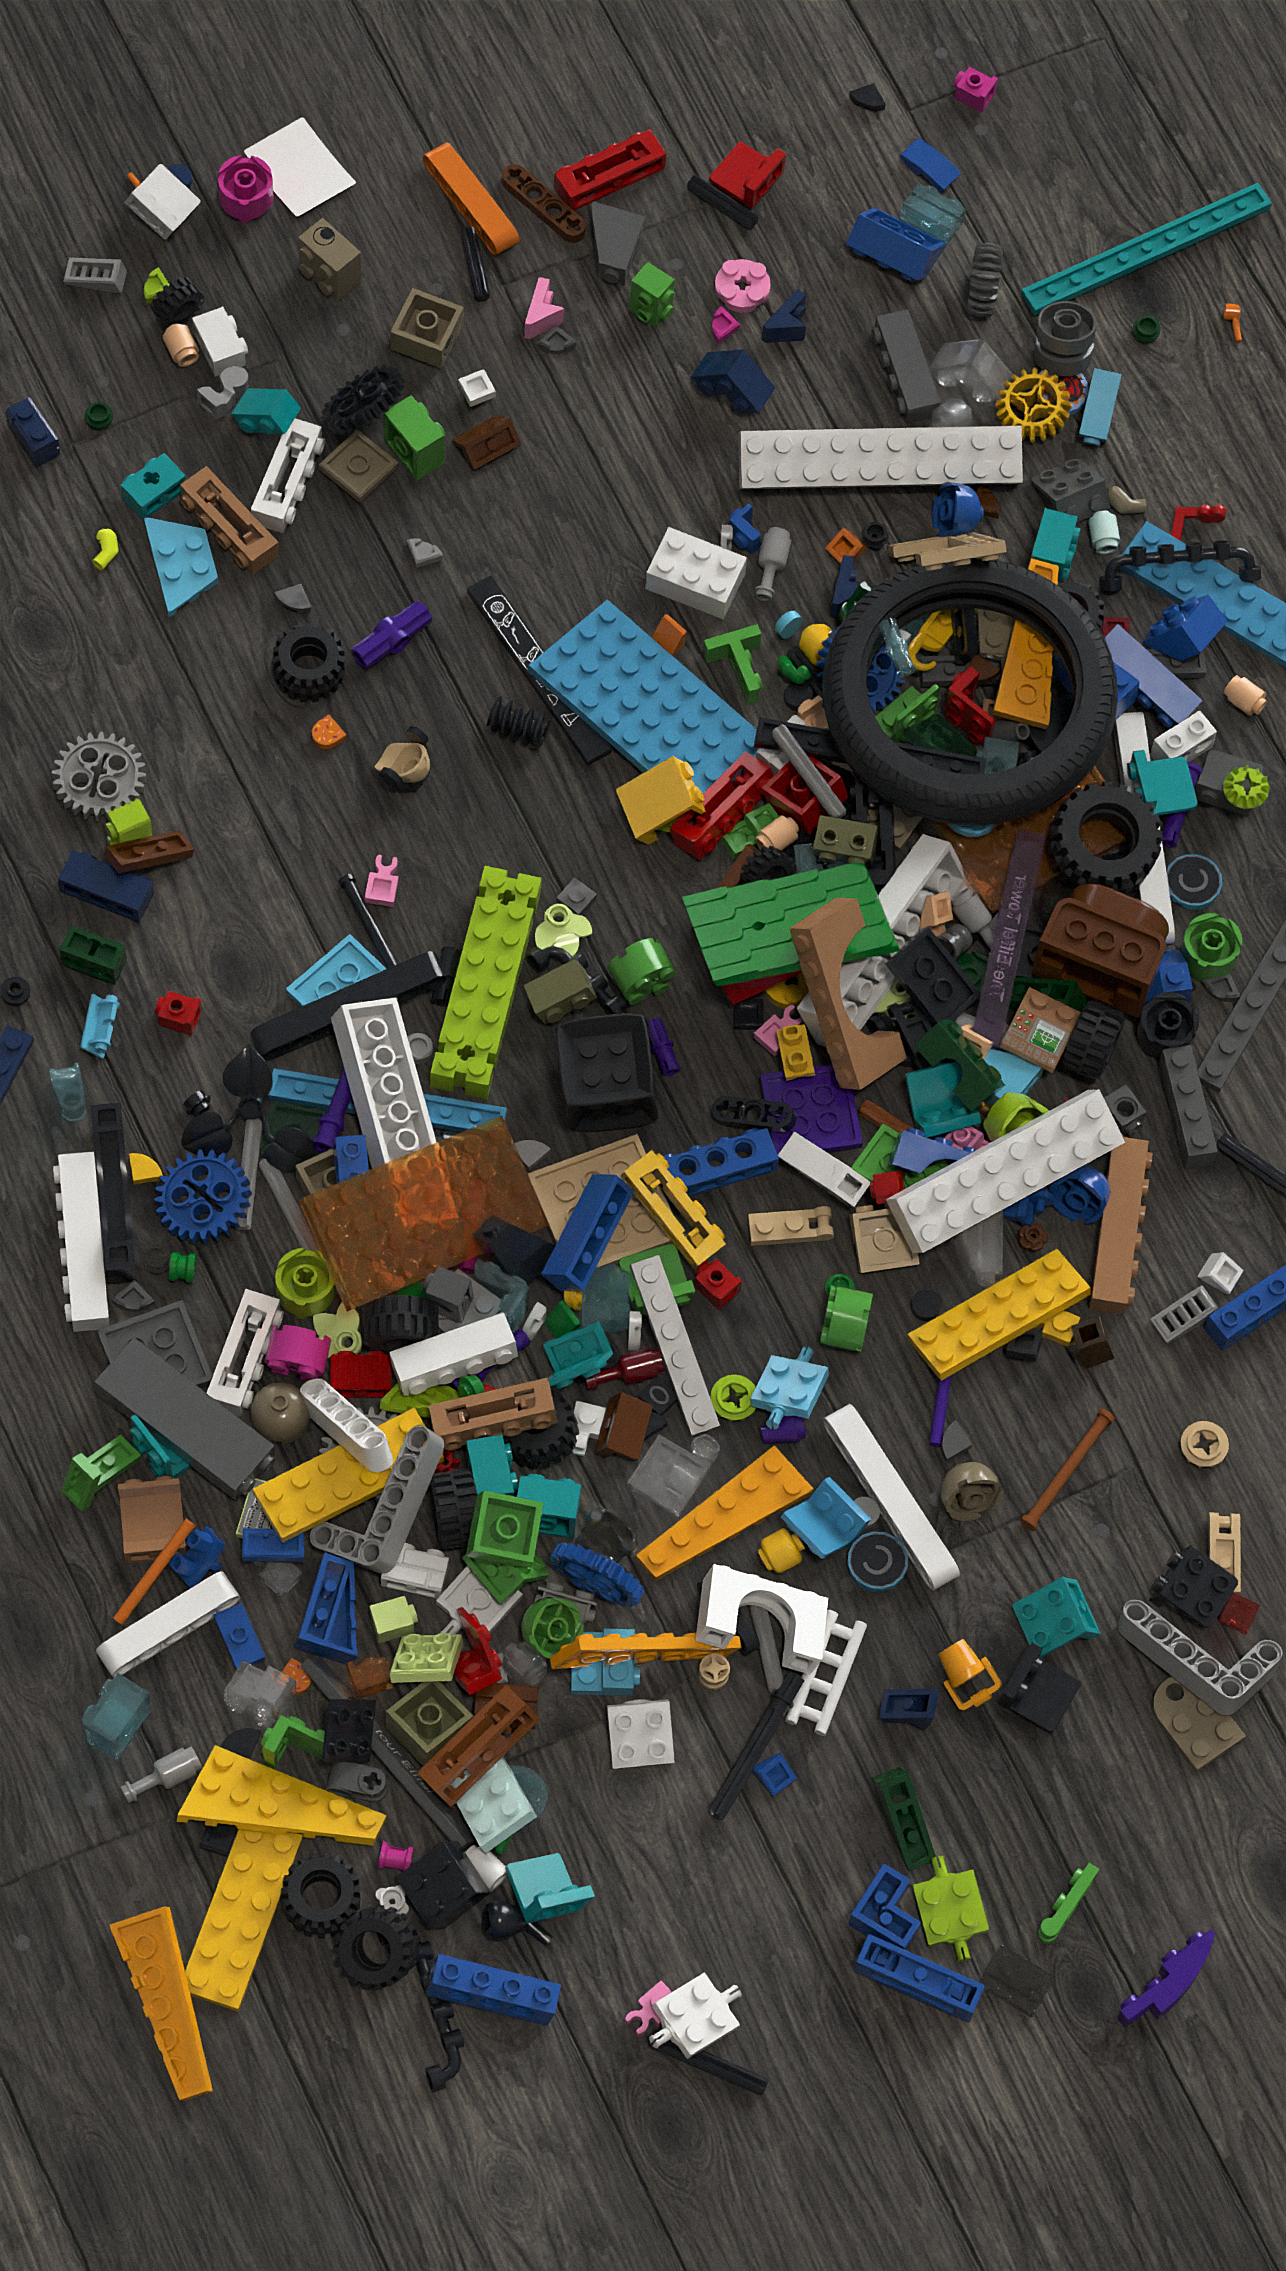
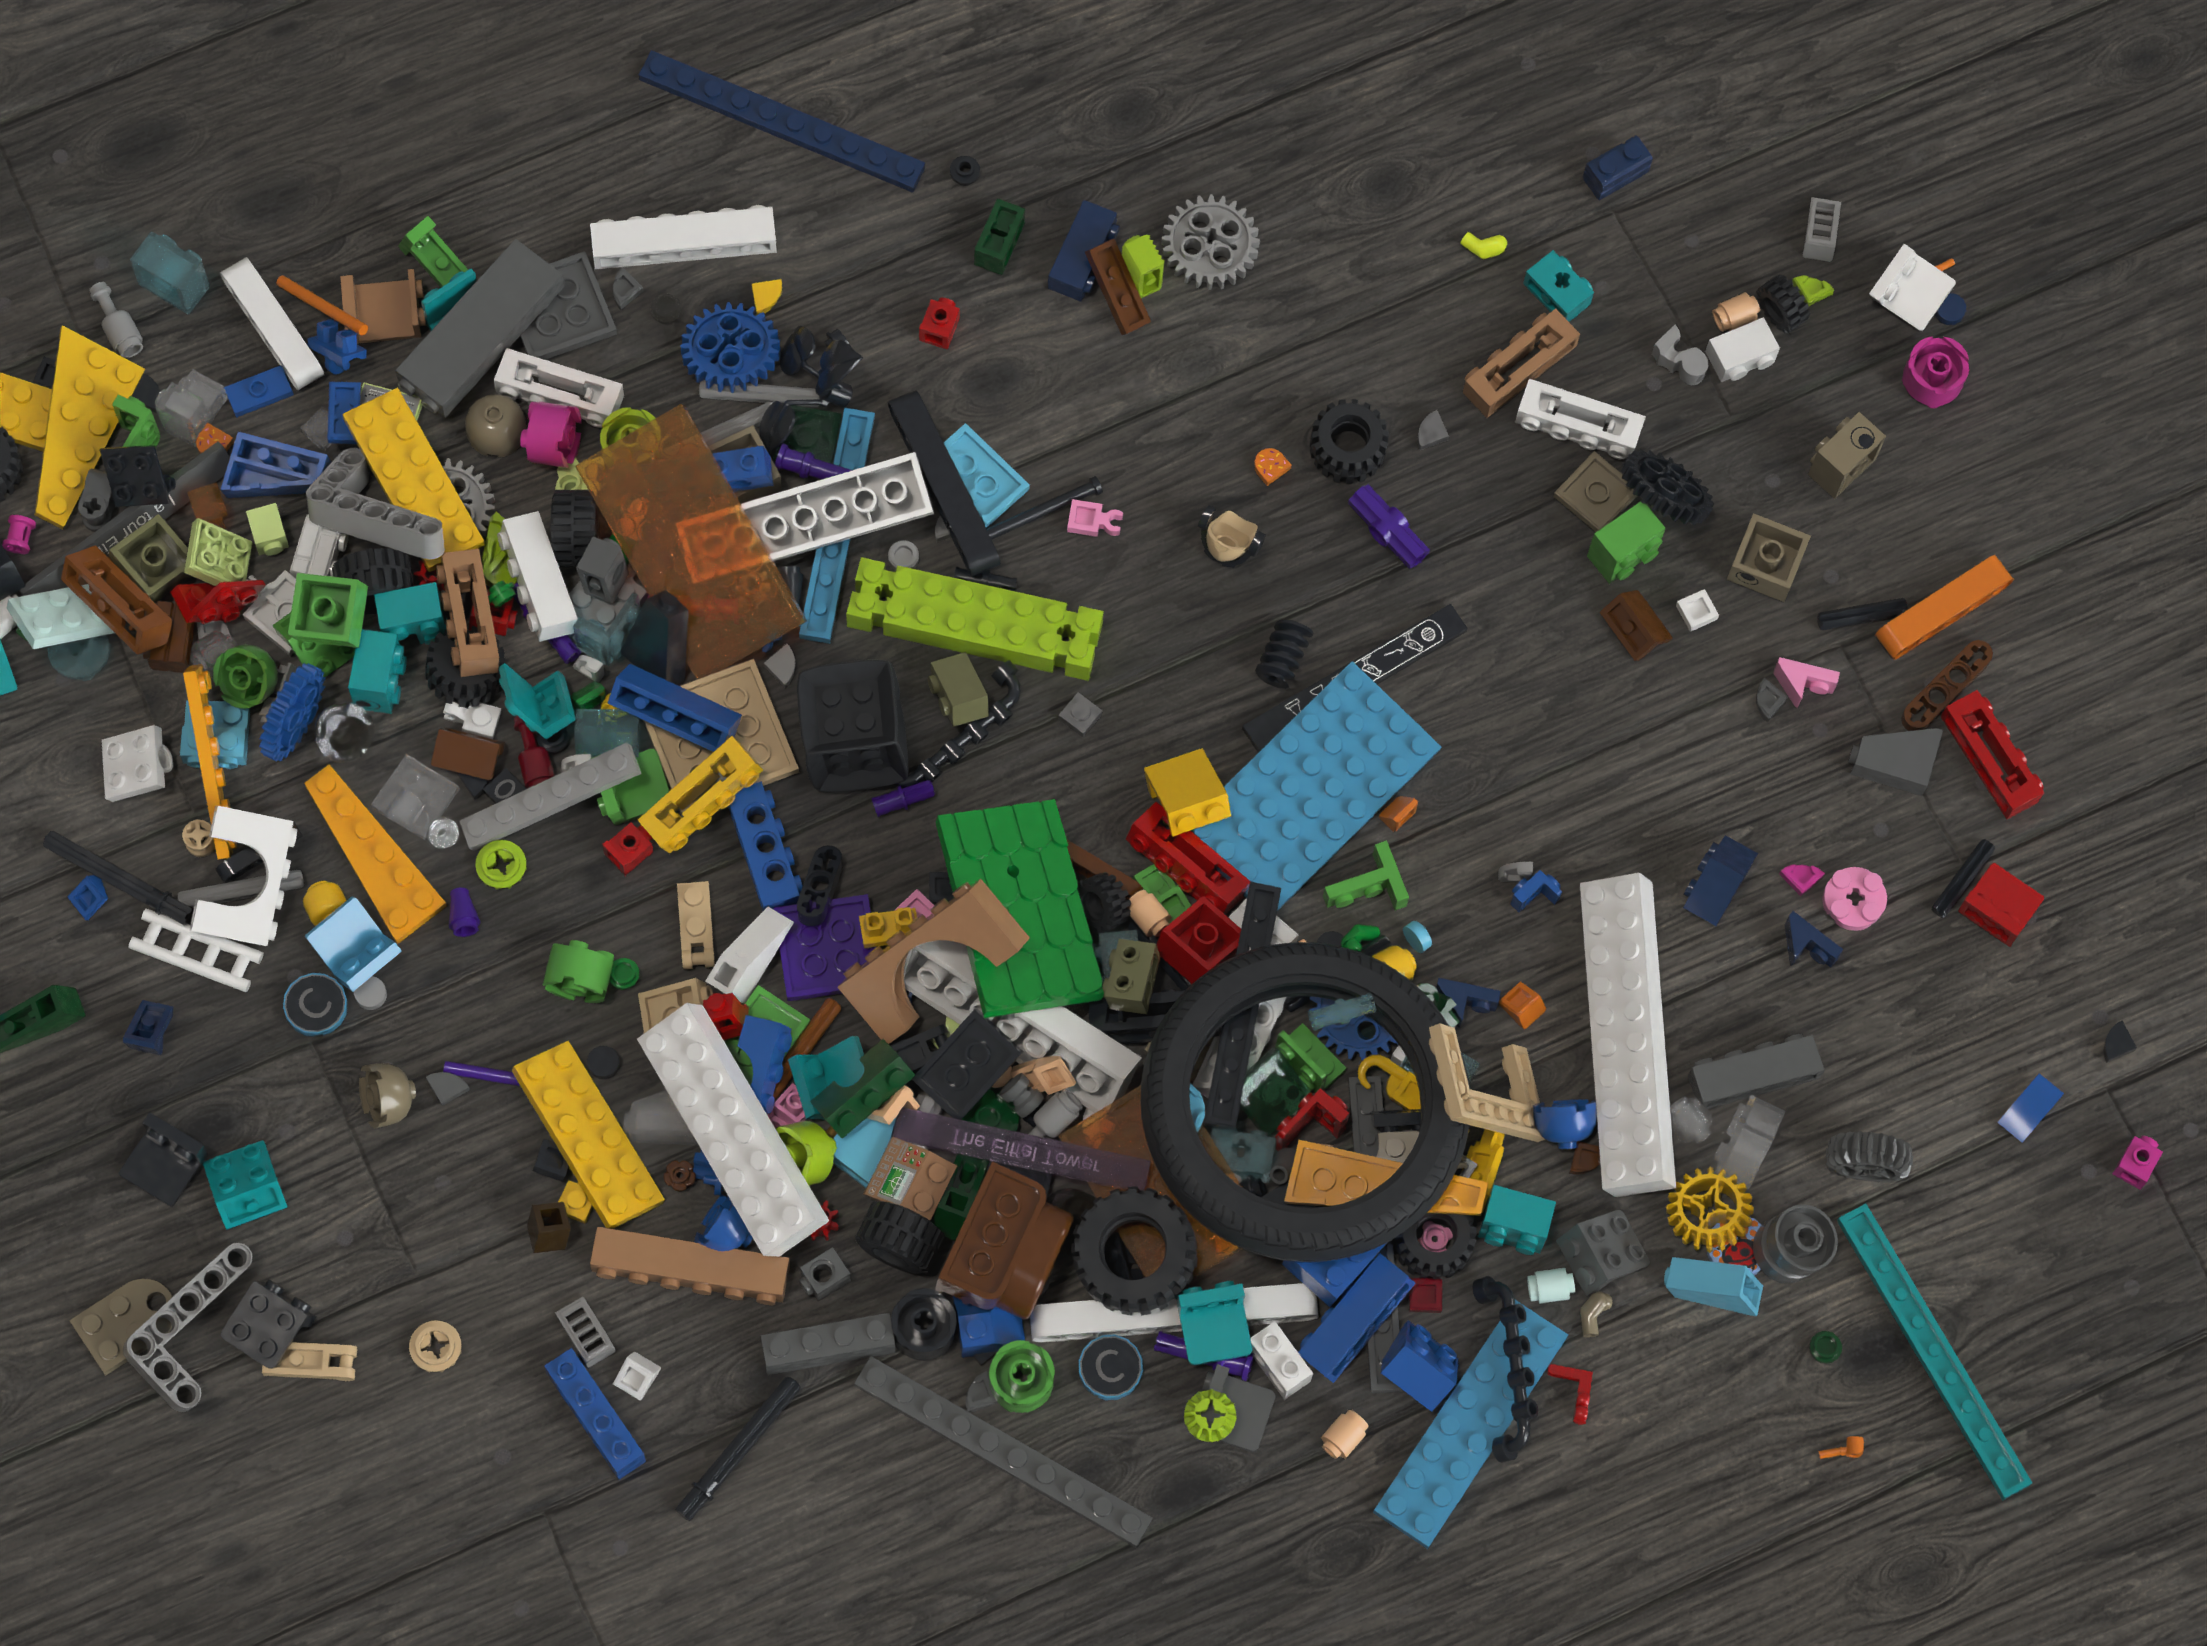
camera: 90 degrees right, 5 degrees up
(68, 1088) = (856, 219): clear light blue piece -> none
(98, 415) = (1645, 235): dark green plate -> none
(98, 1025) = (924, 247): medium azure hinge -> none
(113, 1193) = (679, 268): black arch -> none
(181, 561) = (1472, 319): medium azure wing -> none
(182, 1267) = (653, 330): green wheel -> none
(266, 411) = (1649, 391): teal brick -> none
(301, 167) = (1976, 433): white sticker -> none
(347, 1425) = (458, 471): white beam -> none
(361, 1374) = (532, 492): red brick -> none
(423, 552) = (1495, 561): light grey tile -> none
(564, 933) = (1036, 698): yellowish green plate -> none
(642, 970) = (984, 772): bright green brick -> none
(652, 295) = (1823, 791): bright green brick -> none
(696, 573) = (1476, 838): white brick -> none
(772, 559) = (1501, 921): light grey piece -> none
(789, 1387) = (506, 915): medium azure plate -> none
(808, 772) = (1209, 934): light grey axle -> none
(877, 529) = (1539, 1026): black plate -> none
(879, 1022) = (928, 1020): black plate -> none
(892, 1496) = (383, 1017): white beam -> none
(895, 244) = (1920, 1065): blue slope -> none
(933, 212) = (1963, 1107): clear light blue brick -> none
(962, 1665) = (188, 1081): light orange piece -> none
(987, 670) = (1360, 1134): reddish brown tile -> none
(1104, 1418) = (355, 1161): dark orange bar -> none
(1239, 1613) = (240, 1372): clear red plate -> none

